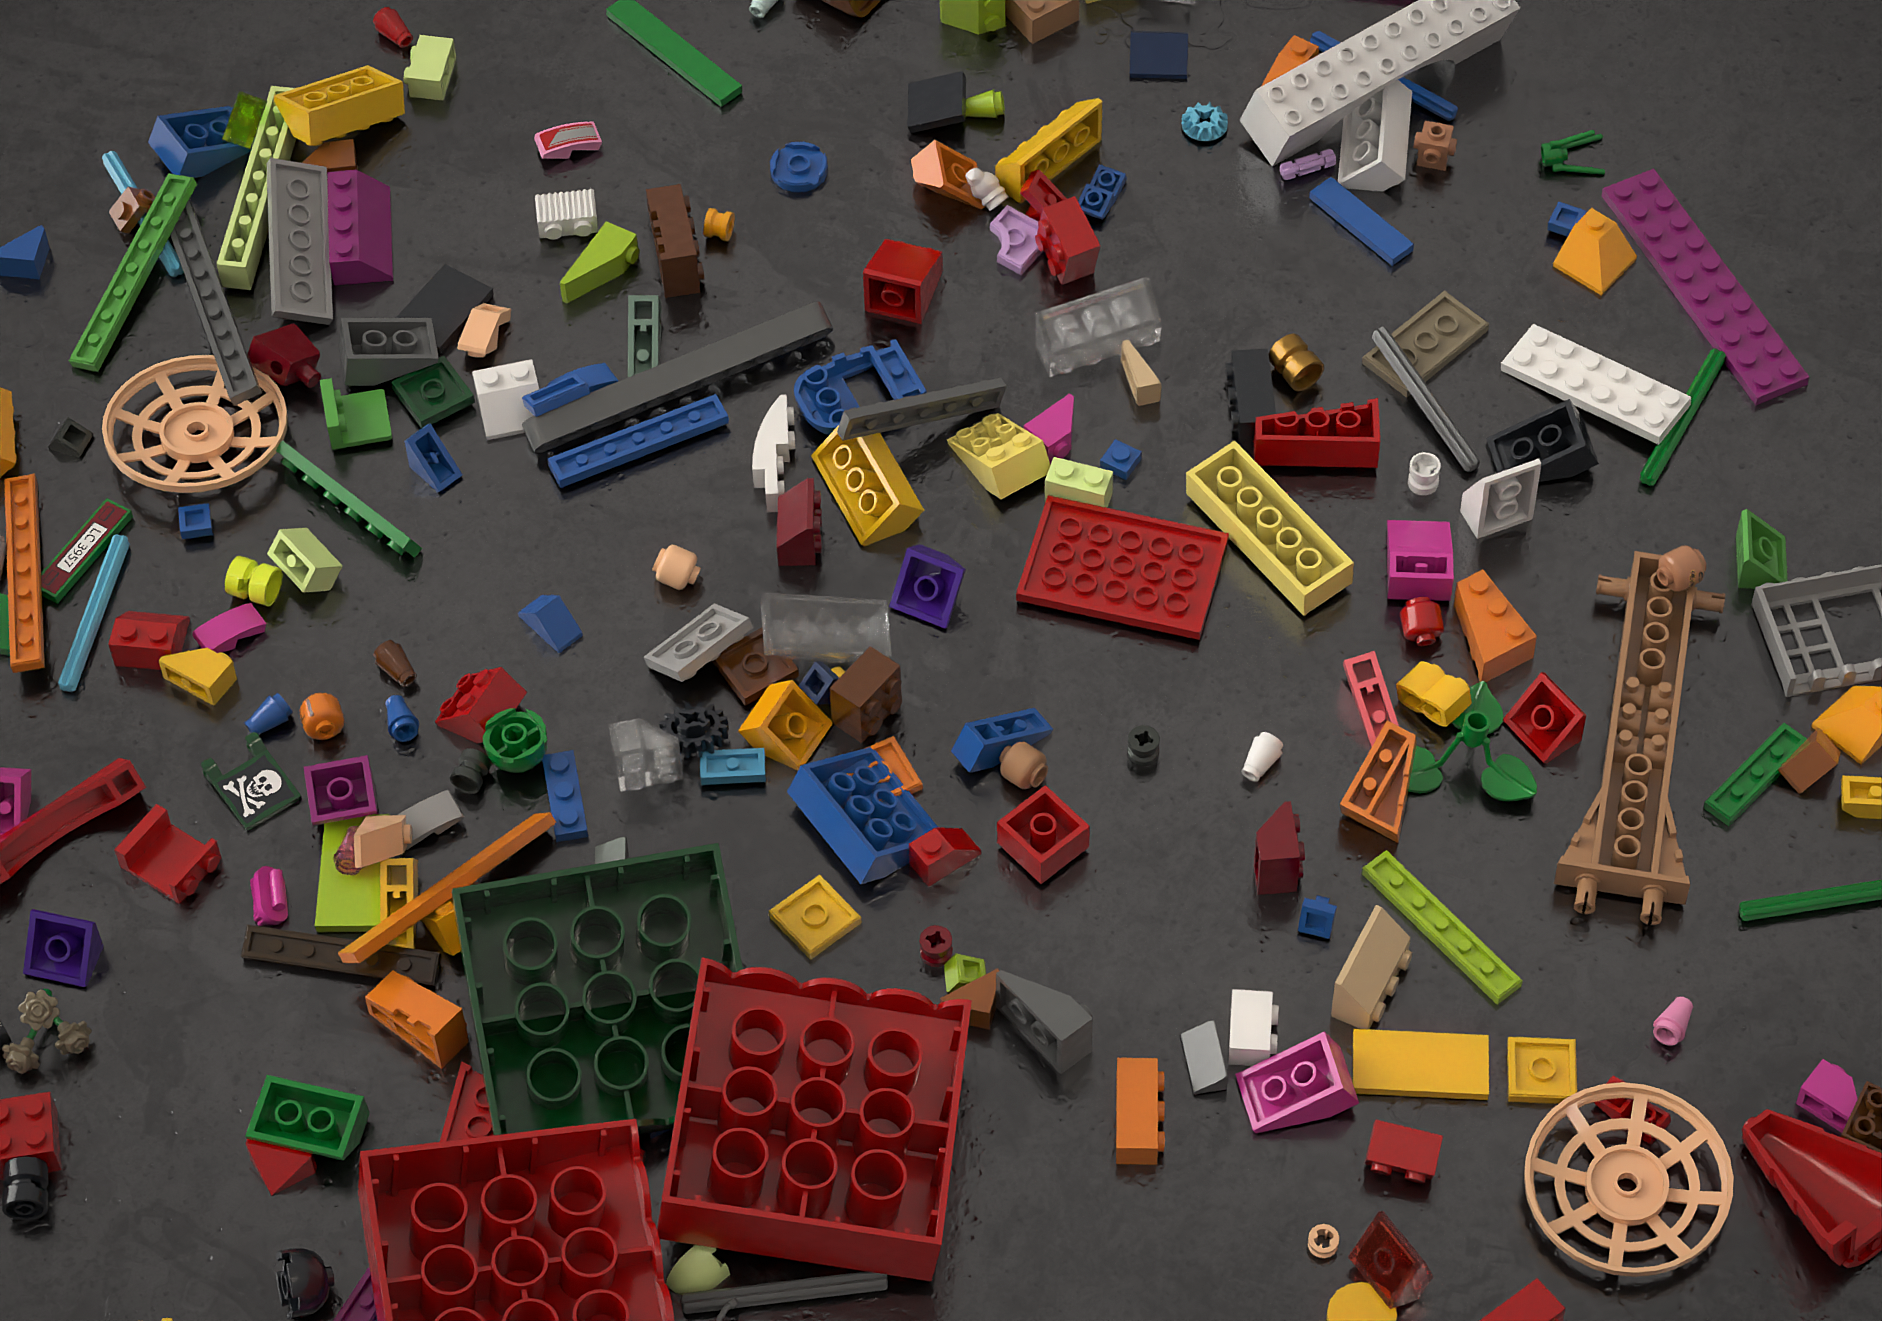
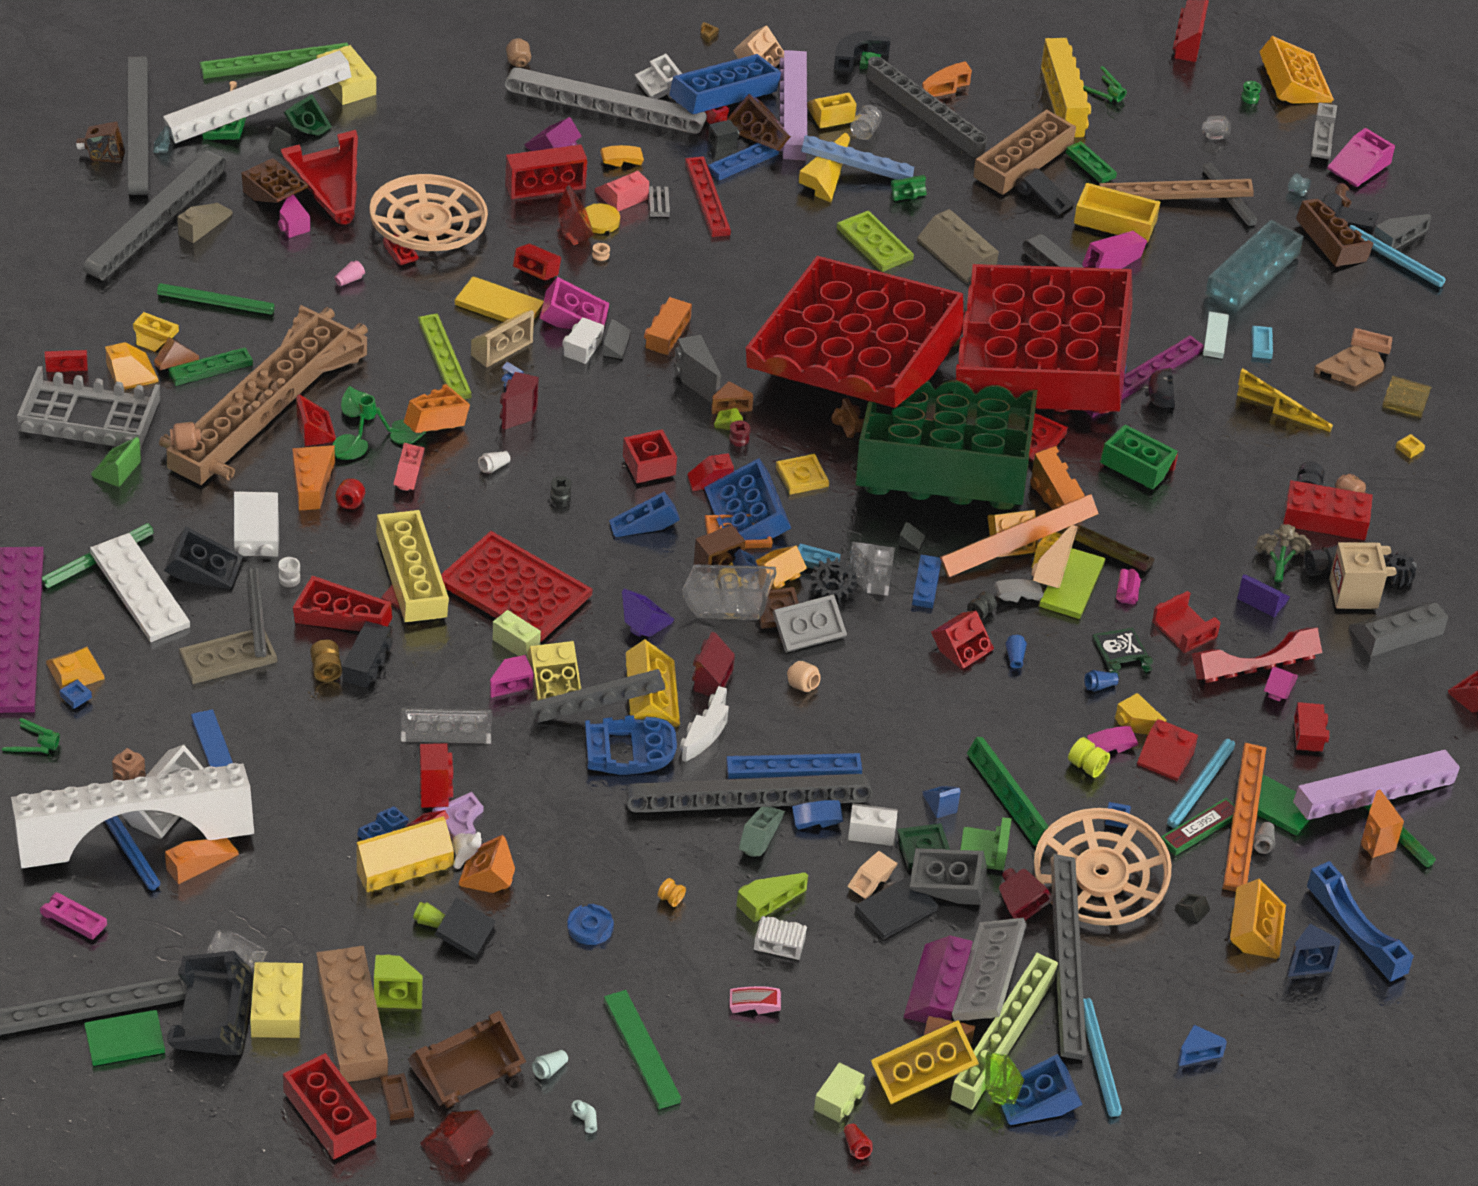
camera: 165 degrees left, 10 degrees down
(131, 208) = (1106, 1052): dark orange bracket -> none
(132, 272) = (1118, 1003): bright green tile -> none
(304, 559) = (1050, 756): yellowish green brick -> none
(323, 714) = (1067, 665): orange head -> none
(340, 790) = (1068, 610): magenta slope -> none
(344, 856) = (1072, 578): cone -> none
(394, 662) = (1009, 684): reddish brown cone -> none
(515, 740) = (949, 599): green cylinder -> none
(551, 621) = (900, 680): blue slope -> none
(555, 395) = (842, 793): blue tile -> none
(674, 240) = (710, 885): reddish brown wedge -> none
(901, 280) = (561, 800): red slope -> none
(1023, 765) = (638, 493): medium nougat head -> none
(1120, 459) = (476, 652): blue plate -> none
(1142, 380) = (434, 686): tan slope -> none
(1158, 54) = (273, 917): dark blue slope -> none
(1206, 130) = (271, 859): medium azure gear -> none
(1419, 560) = (327, 524): dark pink slope -> none
(1434, 693) = (371, 453): yellow brick -> none
(1541, 1069) = (435, 281): yellow tile -> none

